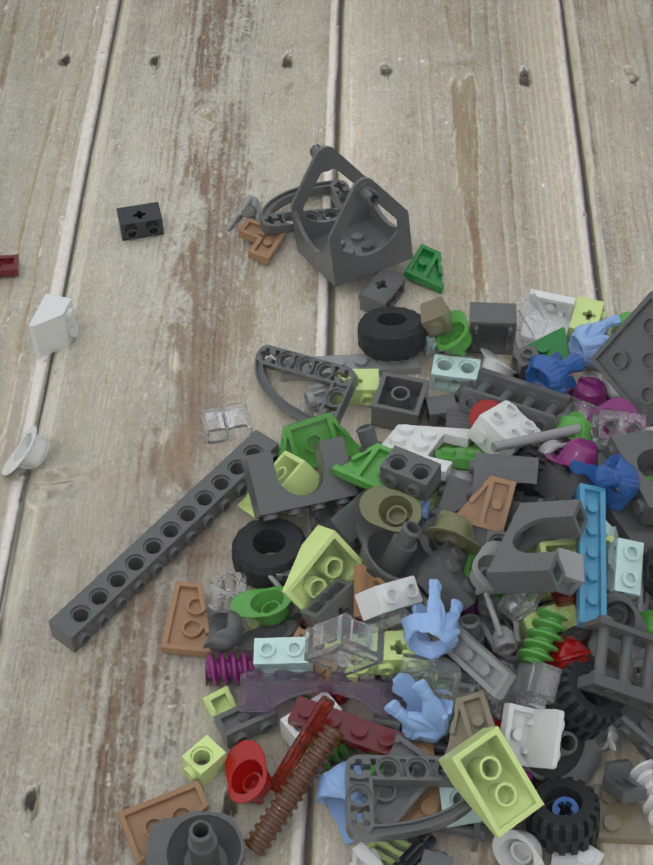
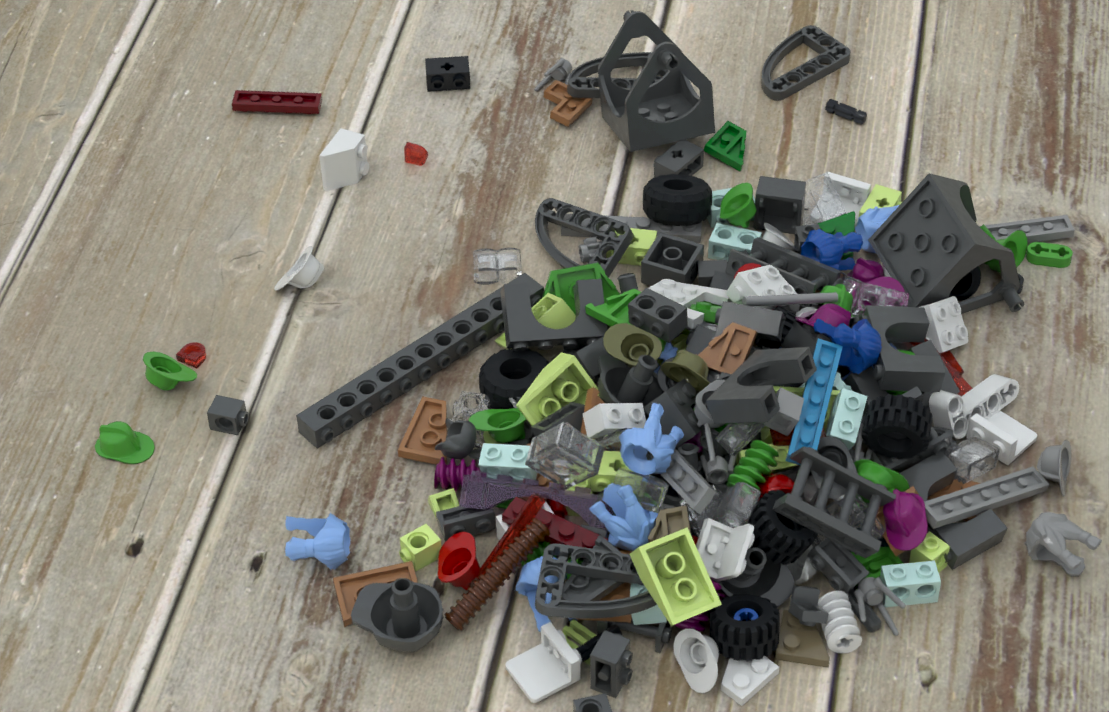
camera: 10 degrees right, 5 degrees down
(105, 775) = (328, 546): none -> light blue piece
(122, 309) = (415, 154): none -> clear red tile
(435, 317) = (722, 187): dark tan brick -> none
(481, 150) = (836, 55): none -> dark grey beam
(528, 222) = (846, 111): none -> black axle

